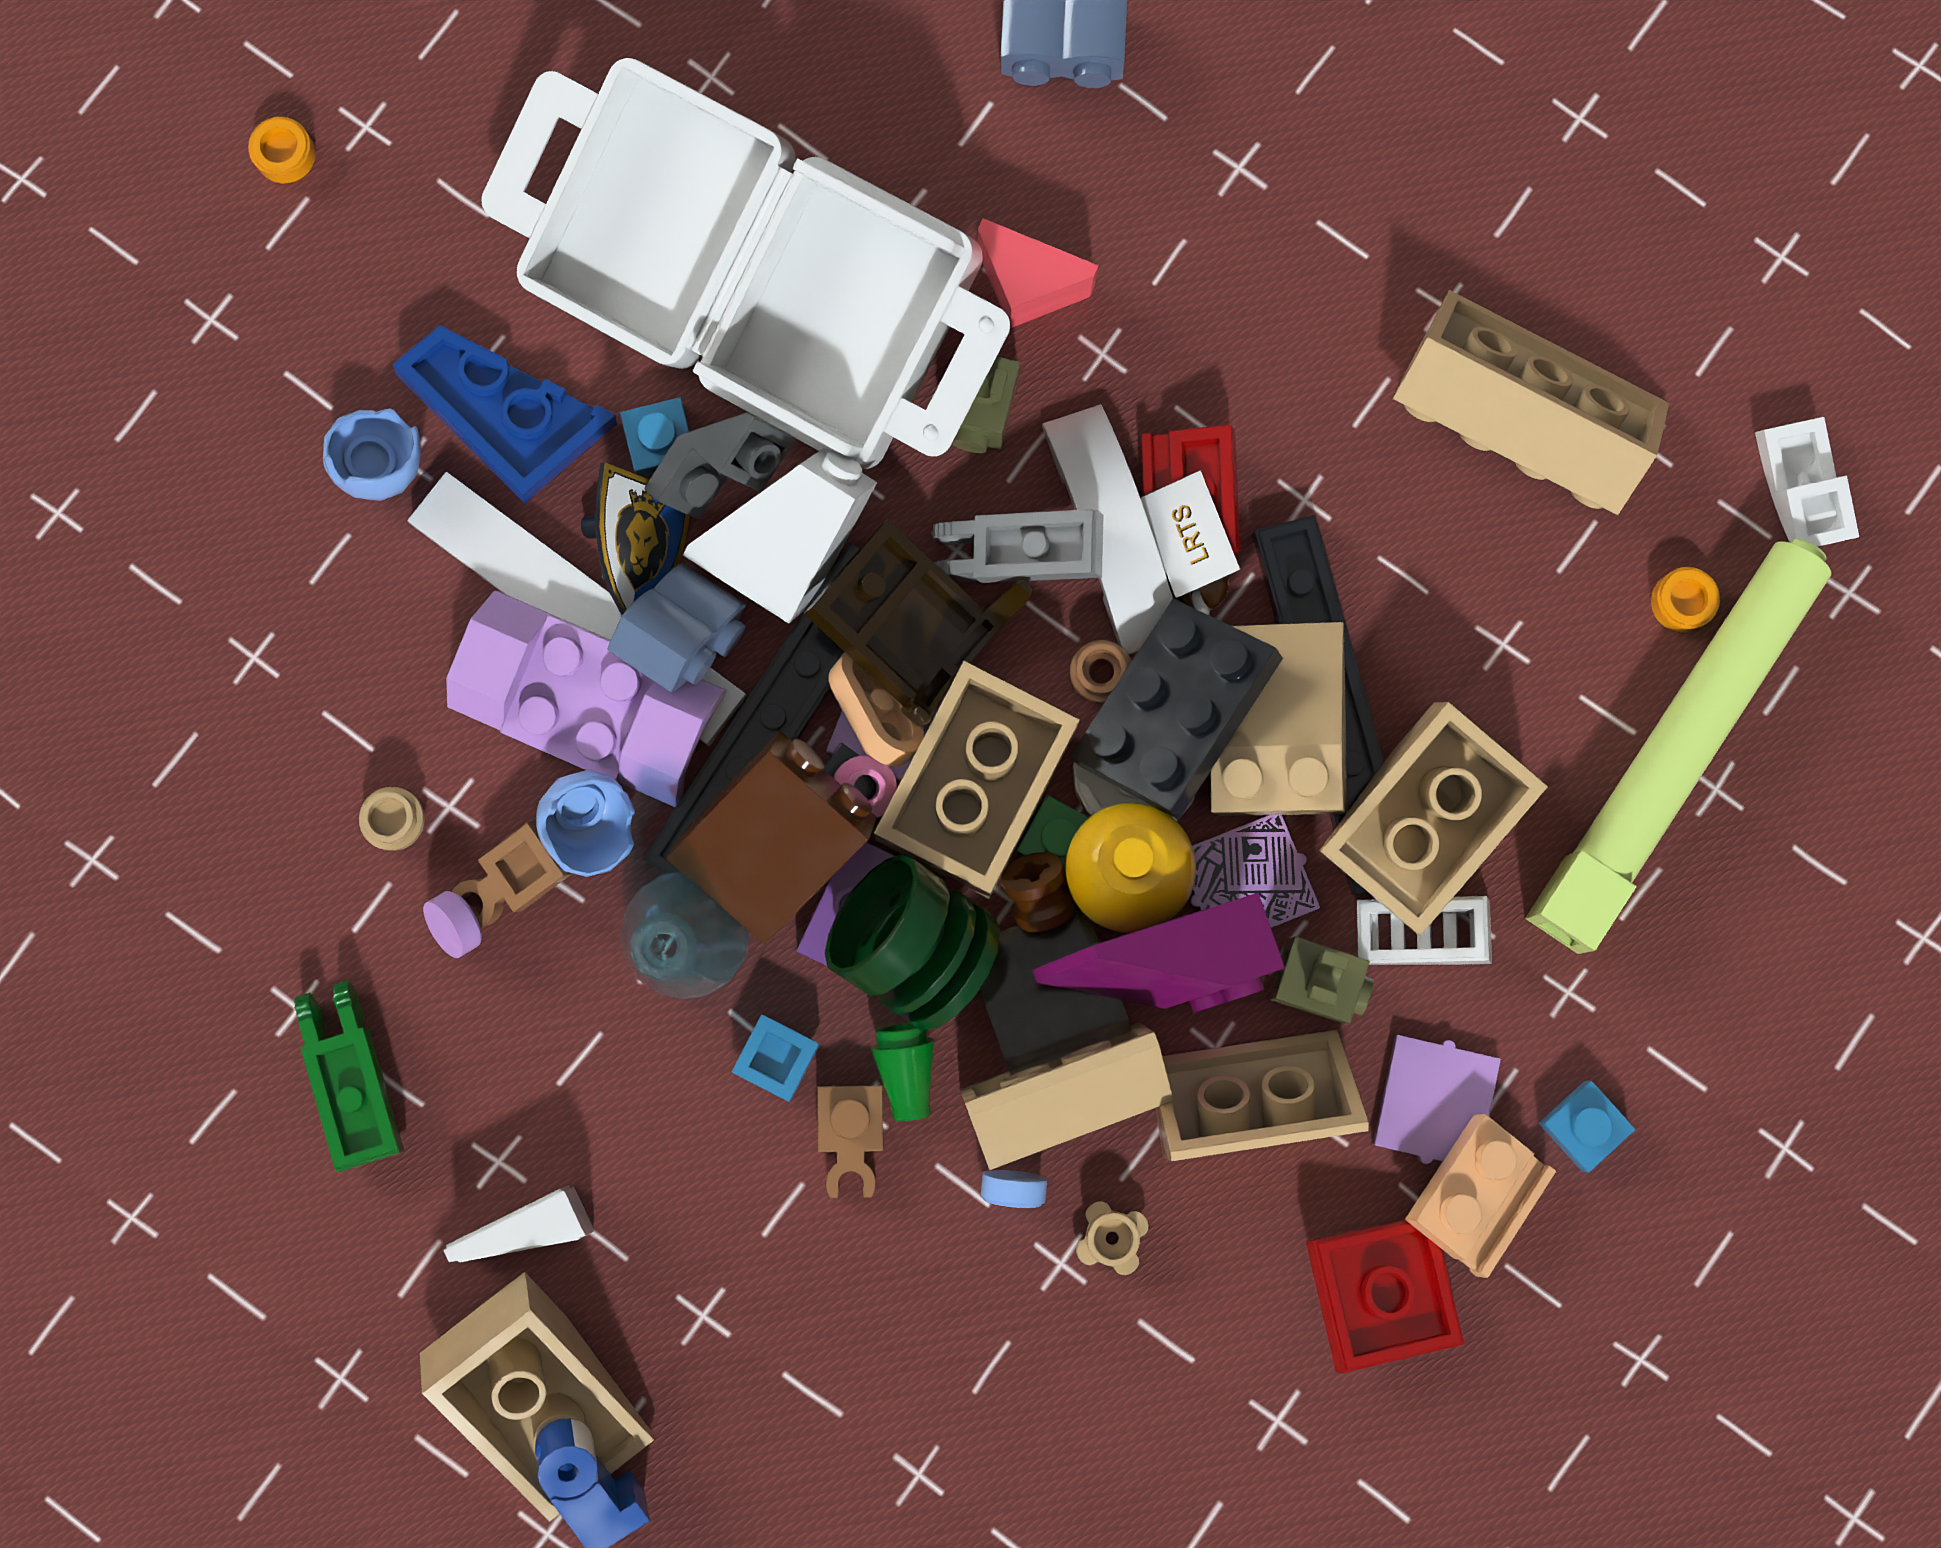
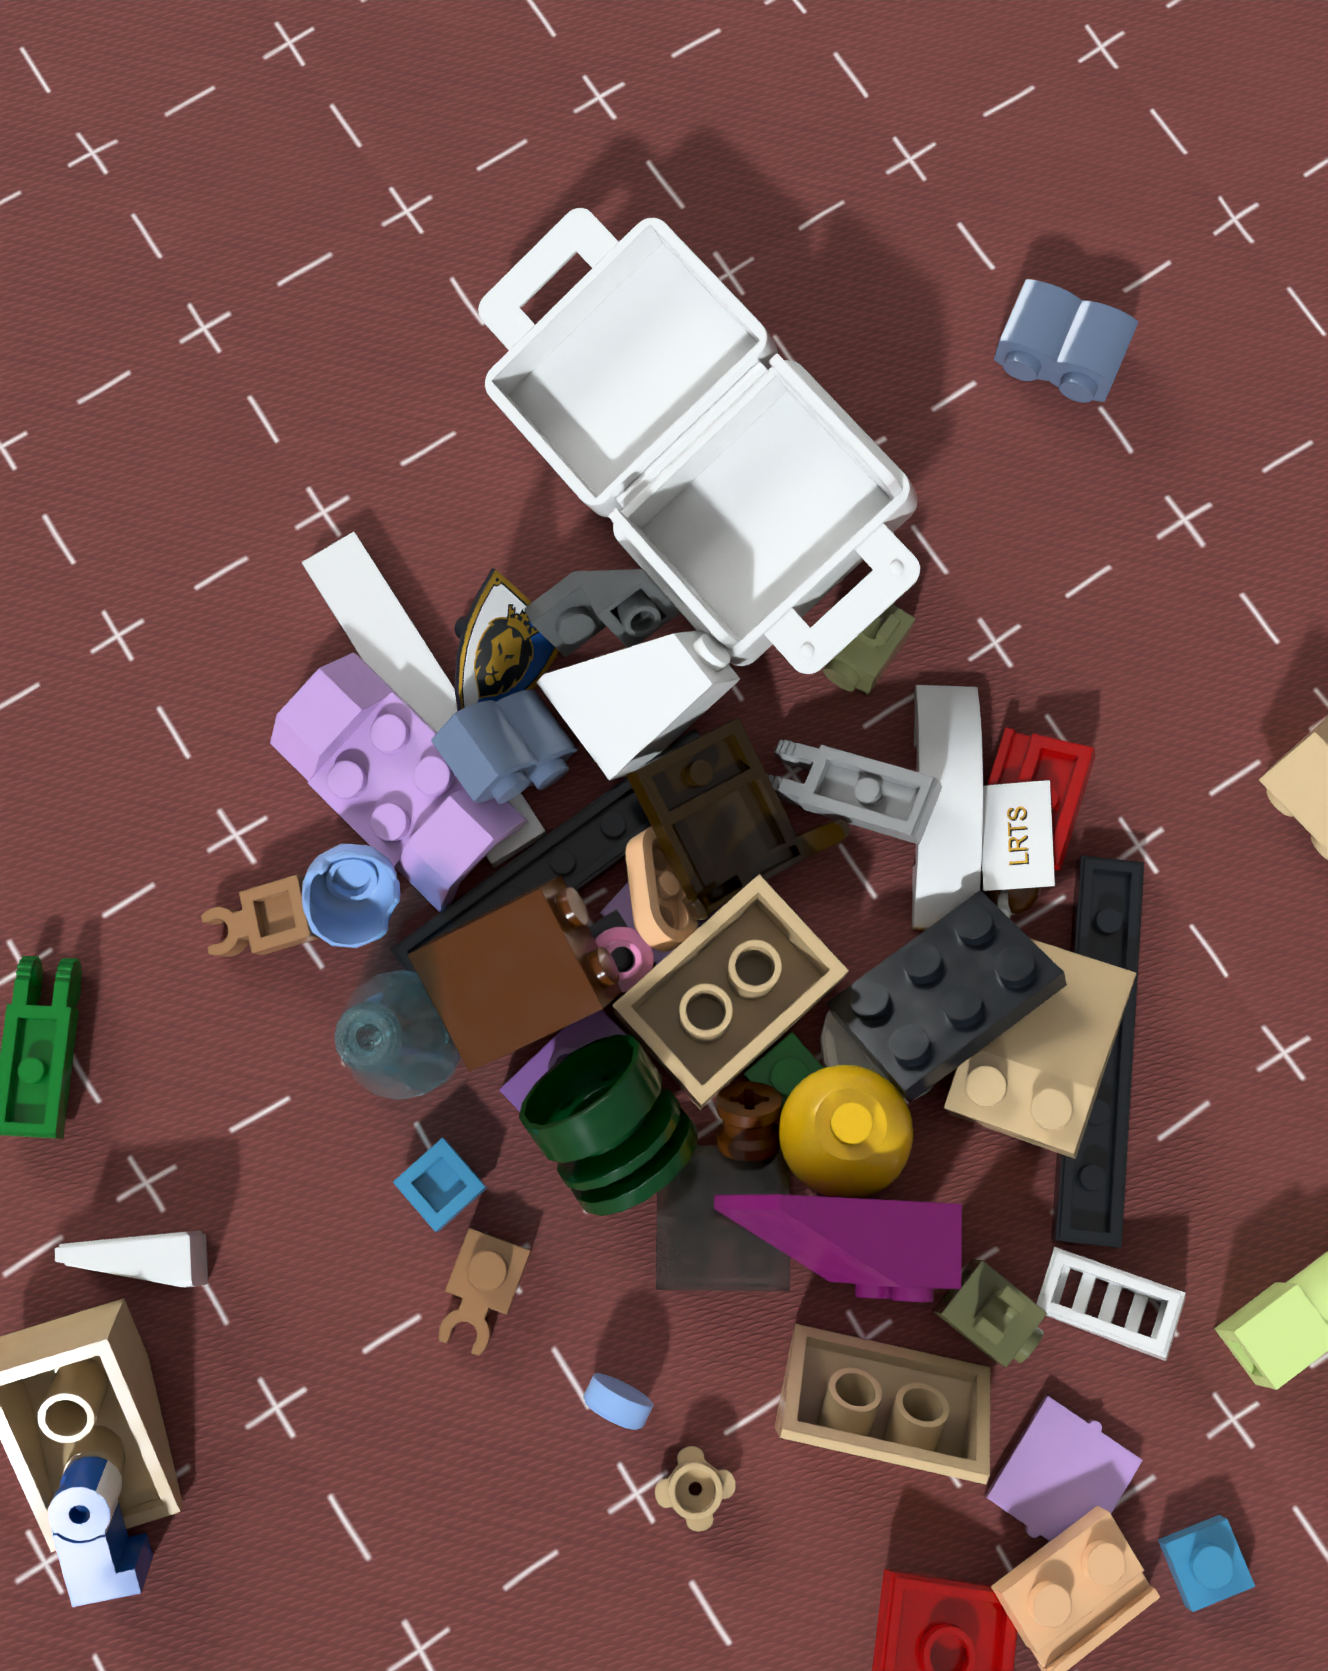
camera: 25 degrees right, 5 degrees down
(282, 150) = (325, 204): light orange tile -> none
(372, 454) = (293, 491): light blue hair -> none
(391, 818) = (178, 825): tan plate -> none
(452, 924) = (192, 942): lavender tile -> none
(506, 417) = (425, 500): blue wing -> none
(652, 432) = (551, 561): dark azure plate -> none
(905, 1067) = (558, 1243): green cone -> none
(1031, 275) = (956, 545): coral slope -> none
(1067, 1096) = (702, 1331): tan slope -> none
(1091, 654) = (883, 915): medium nougat plate -> none
(1254, 861) = (966, 1171): lavender piece -> none
(1431, 815) = (1159, 1193): tan slope -> none

